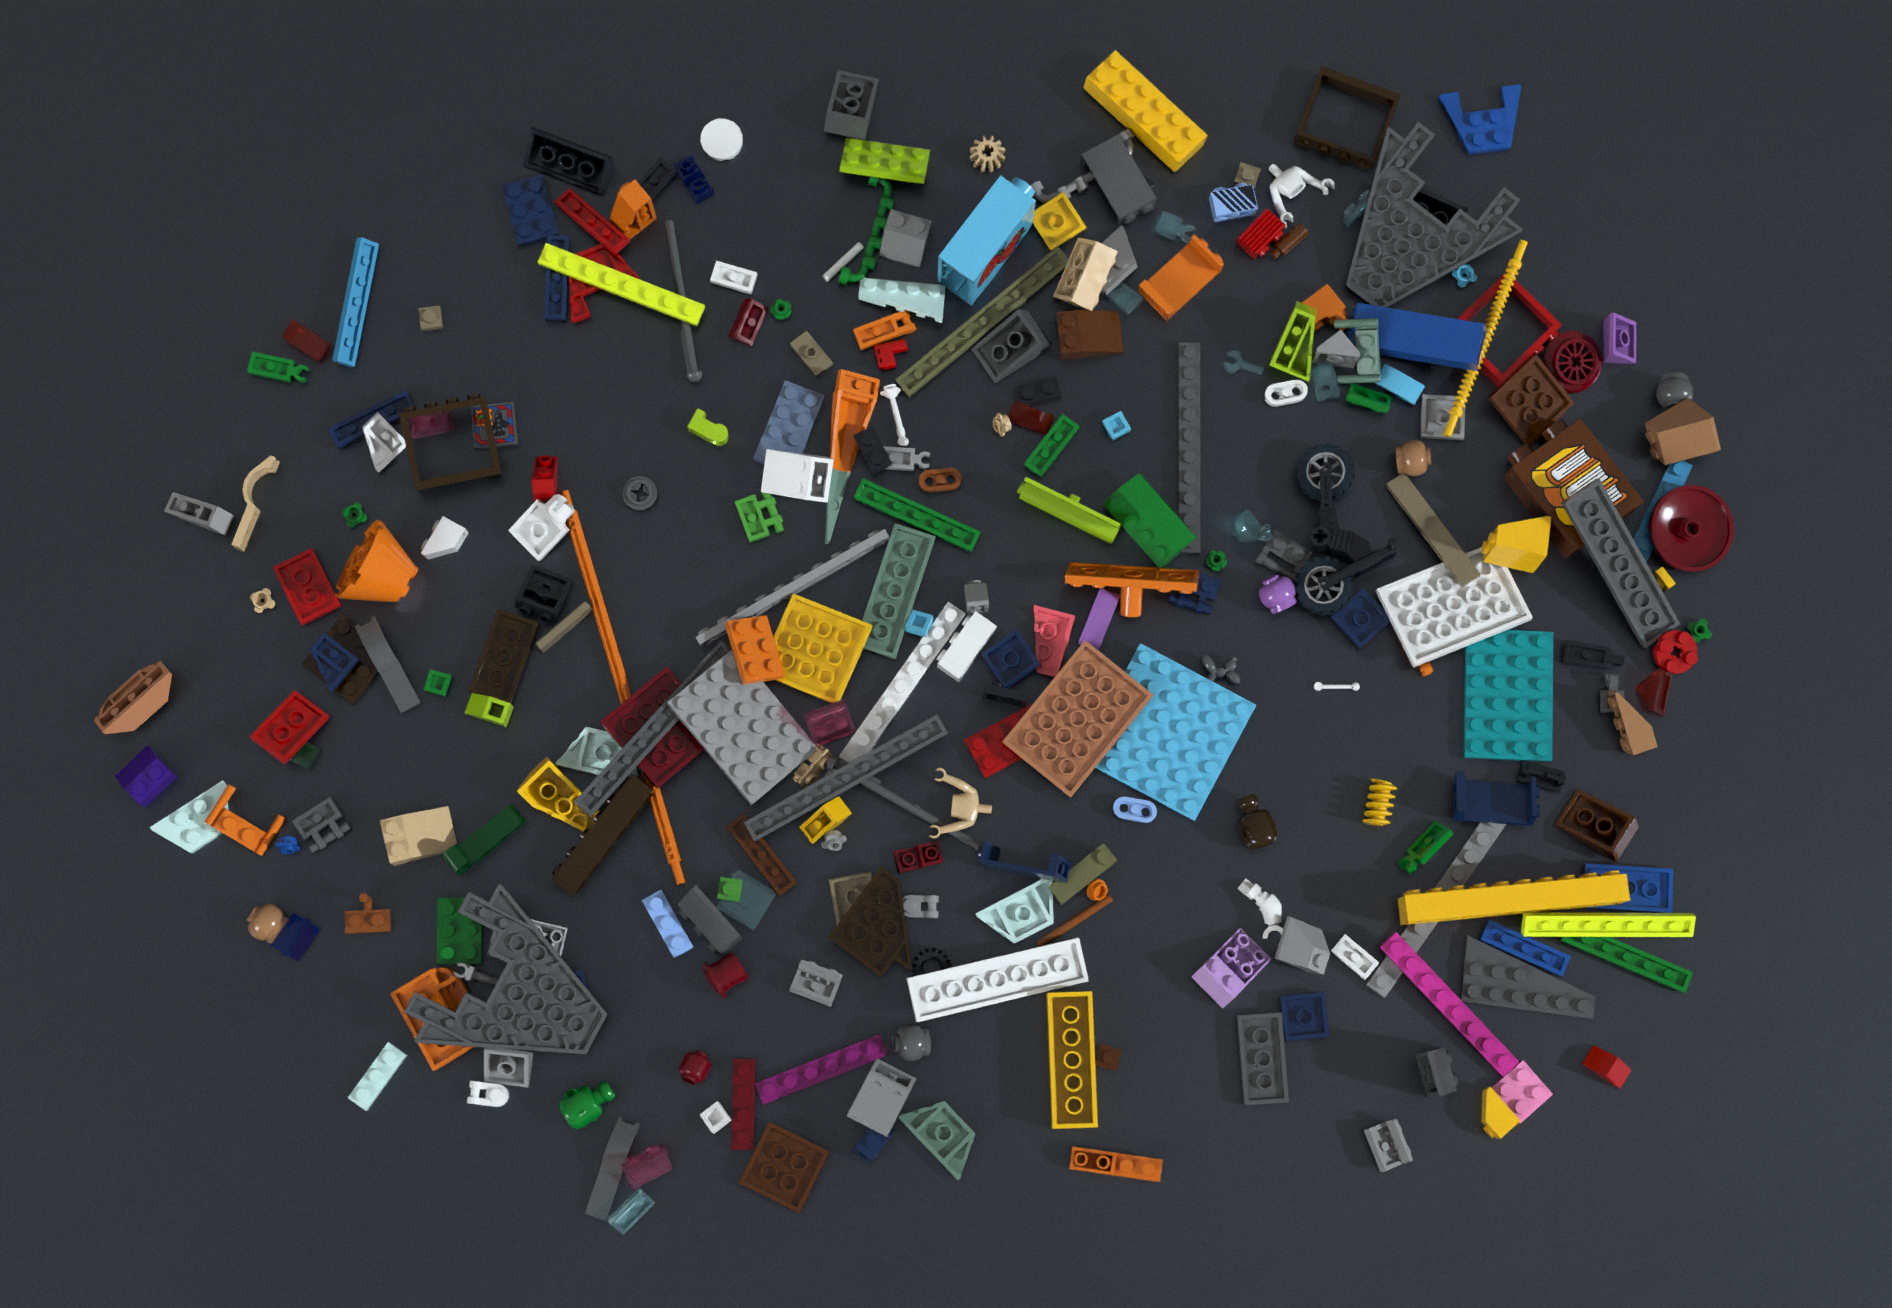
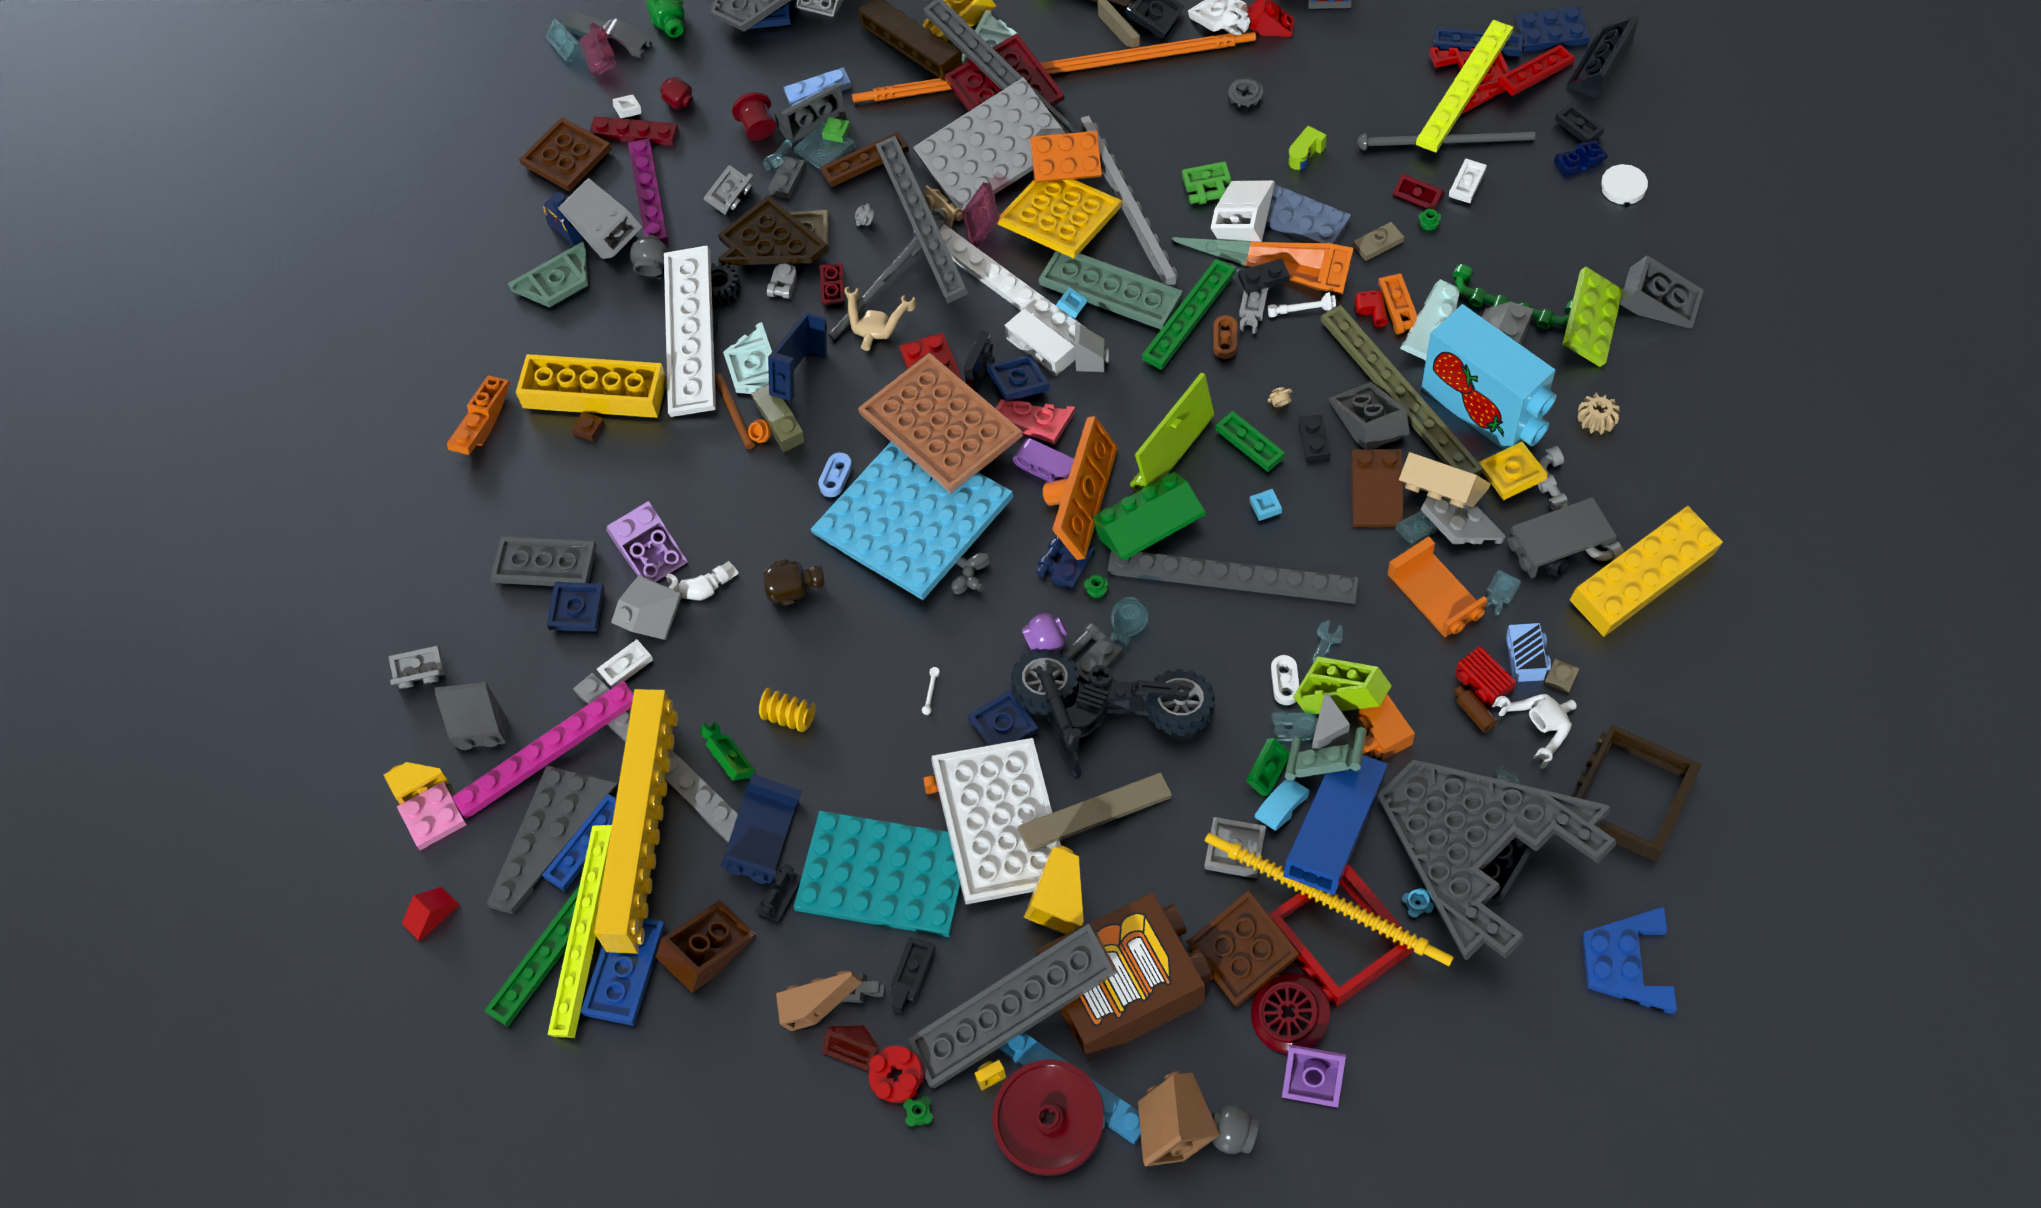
camera: 110 degrees right, 20 degrees down
(632, 209) = (1544, 92): orange wedge -> none
(767, 944) = (777, 158): none -> clear light blue bar
(789, 930) = (786, 177): none -> dark grey plate
(825, 819) = (888, 211): yellow slope -> none
(843, 261) = (1481, 278): white piece -> none
(1030, 417) = (1286, 425): clear red slope -> none
(1413, 458) = (1186, 799): medium nougat piece -> none

